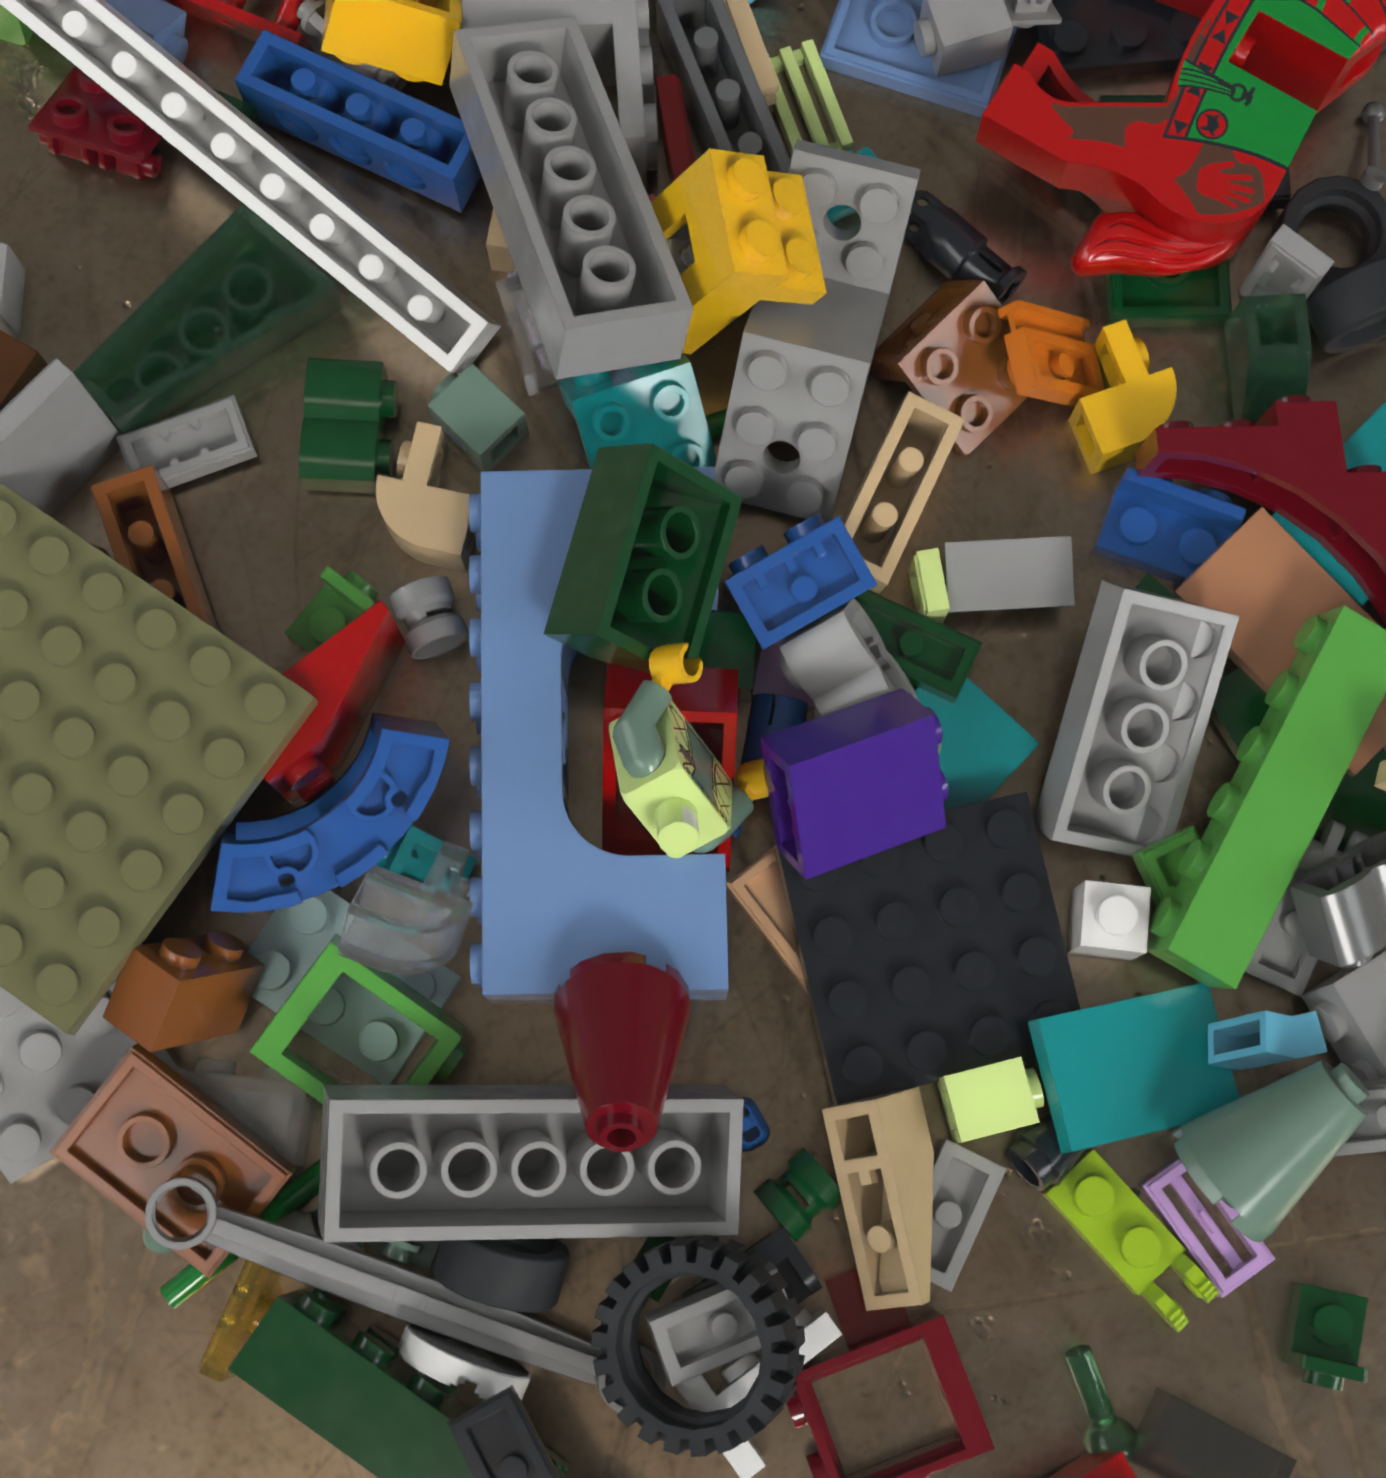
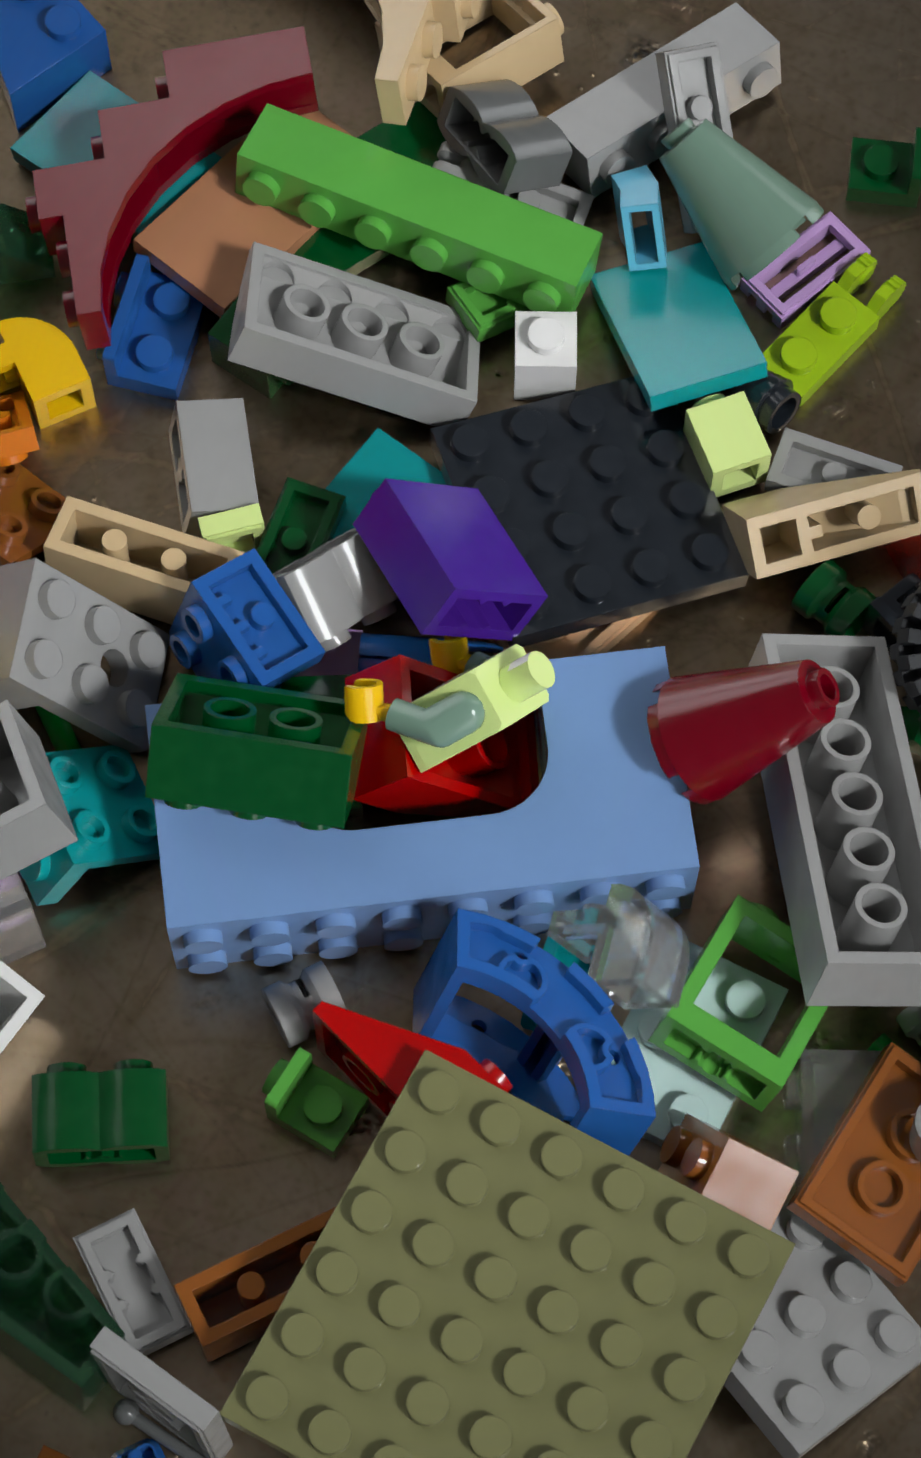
camera: 95 degrees left, 10 degrees down
(421, 517) = (195, 1029): tan brick -> none
(477, 417) = (83, 981): sand green brick -> none

